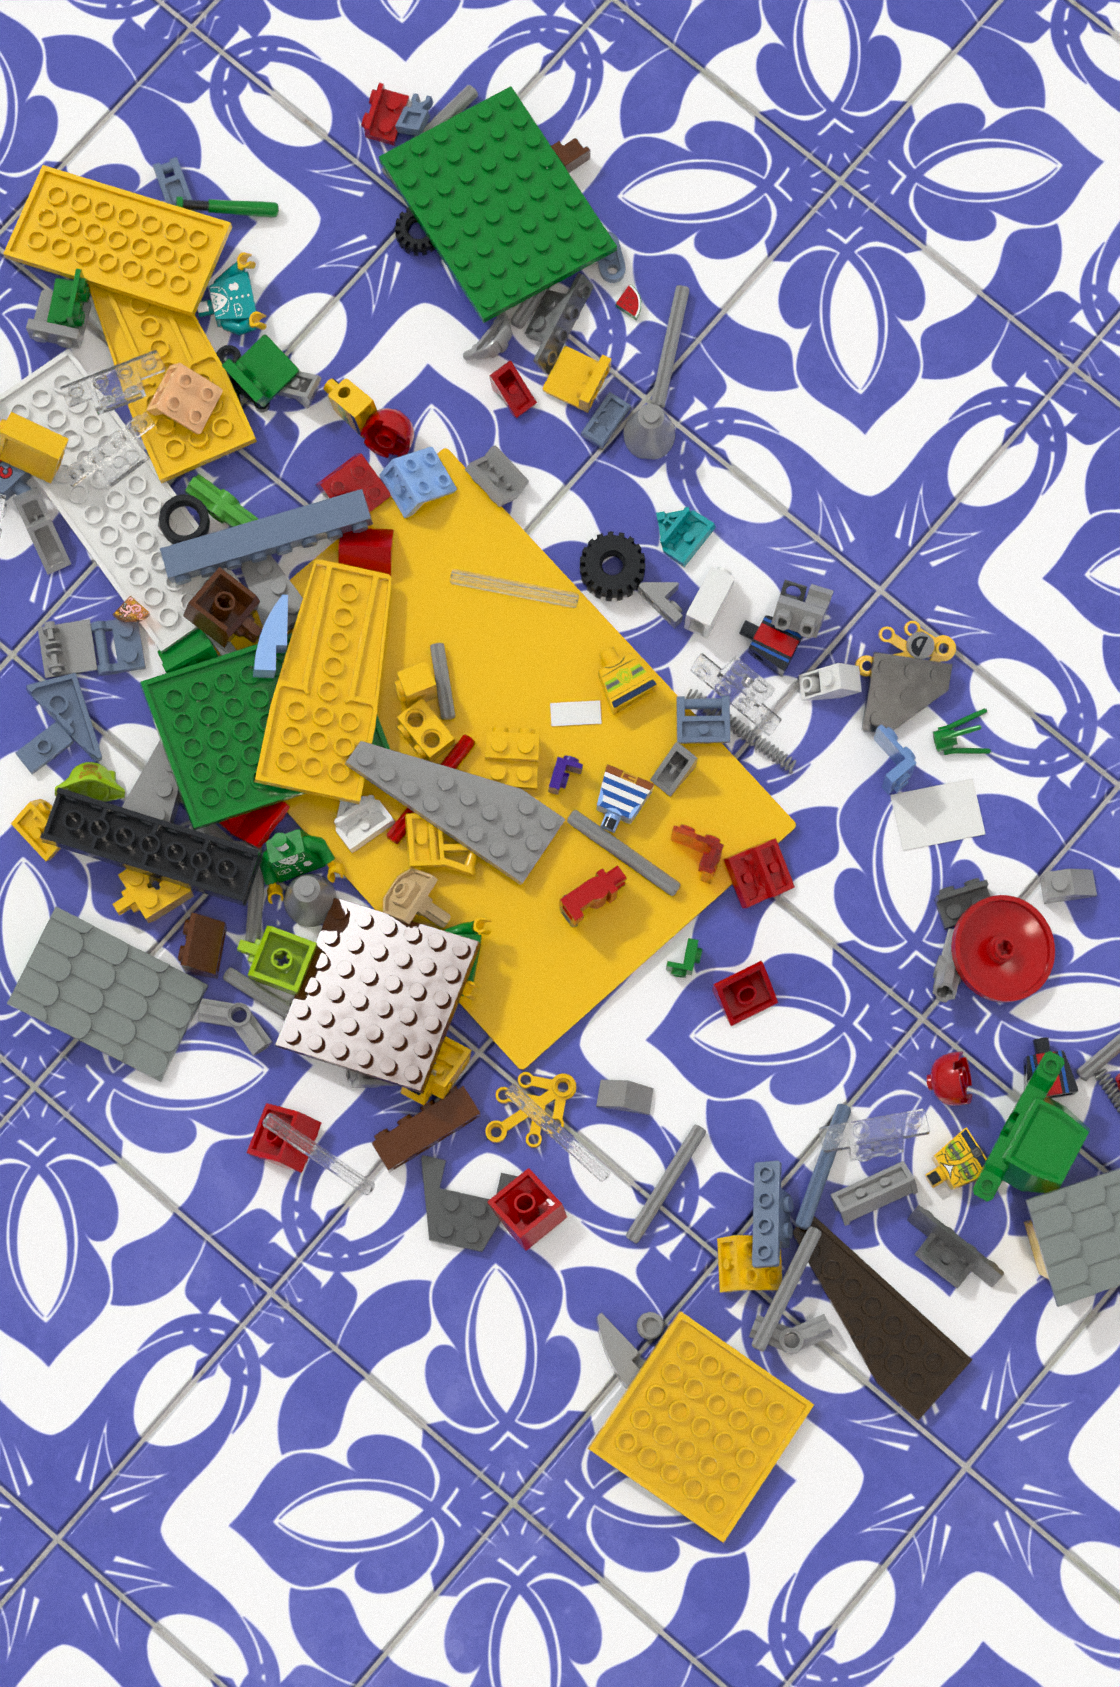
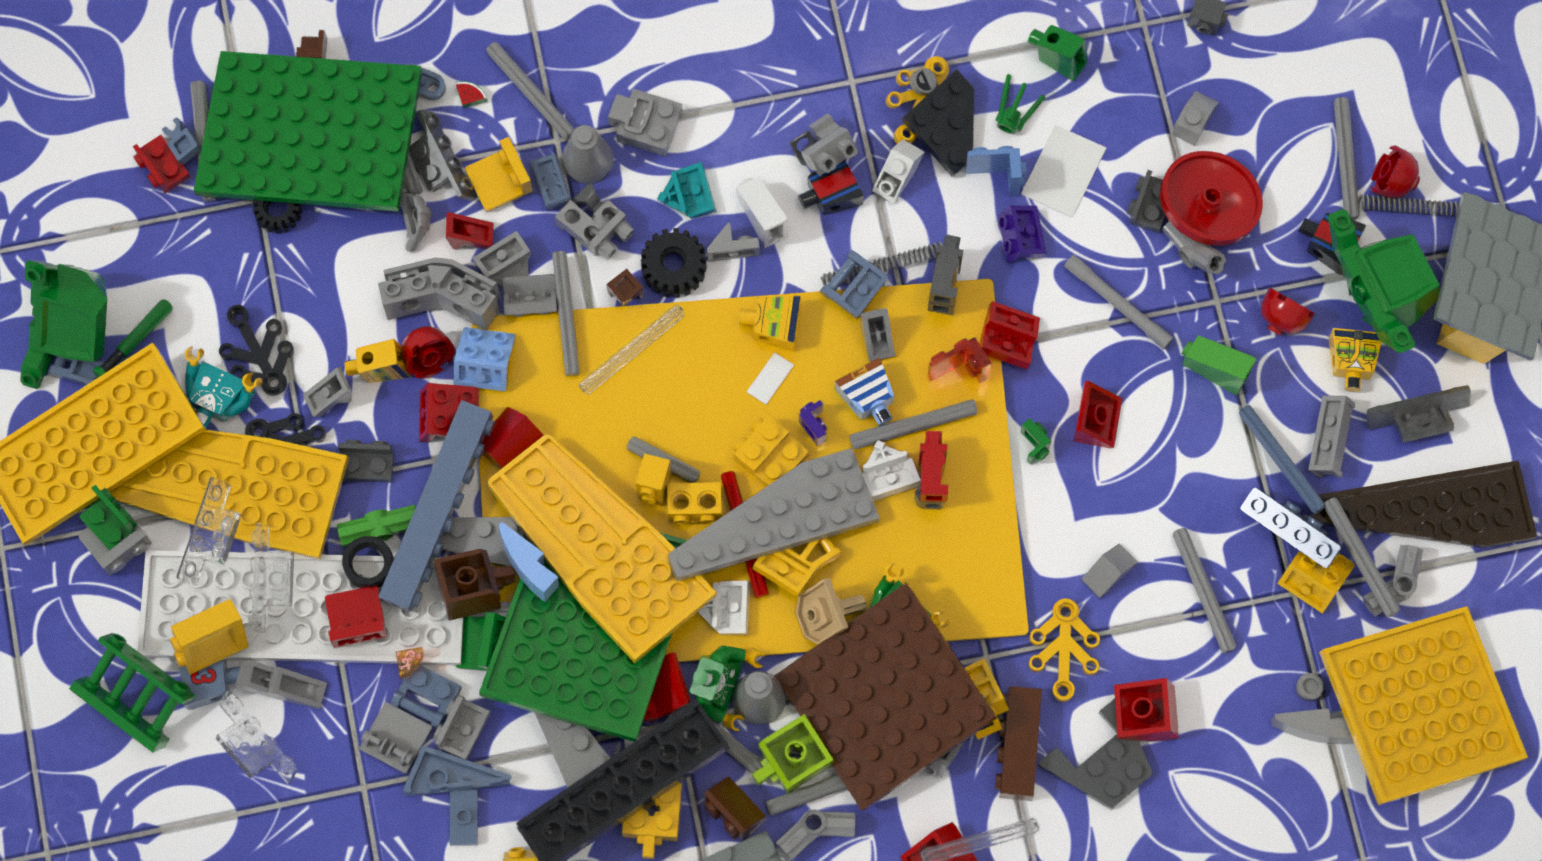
camera: 50 degrees left, 5 degrees down
(93, 781) = (525, 797): lime hat -> none
(111, 691) = (461, 728): none -> light grey bracket
(134, 544) = (355, 616): none -> red bracket
(185, 397) = (267, 485): light nougat bracket -> none
(201, 143) = (68, 317): none -> green helmet
(262, 370) = (293, 409): green bracket -> none
(267, 458) = (368, 461): none -> dark grey bracket
(290, 309) = (258, 354): none -> black plant
(444, 395) = (440, 284): none -> light grey brick
(504, 515) = (565, 313): none -> light grey axle
(512, 434) = (504, 259): none -> light grey slope
(557, 1132) = (1101, 642): clear axle -> none
(560, 544) = (625, 287): none -> reddish brown panel
(567, 862) = (889, 472): none -> white slope
(595, 487) = (597, 230): none -> light grey hips
(715, 454) = (645, 121): none -> light grey piece
(745, 687) = (848, 235): clear bracket -> none
(764, 784) = (947, 267): none -> dark grey hips
(855, 819) = (1021, 233): none -> dark purple bracket
(860, 898) = (1150, 328): none -> light grey piece
(864, 1056) = (1218, 363): none -> bright green slope
(875, 1135) = (1287, 401): clear bracket -> none
(1036, 735) = (1060, 50): none -> green torso

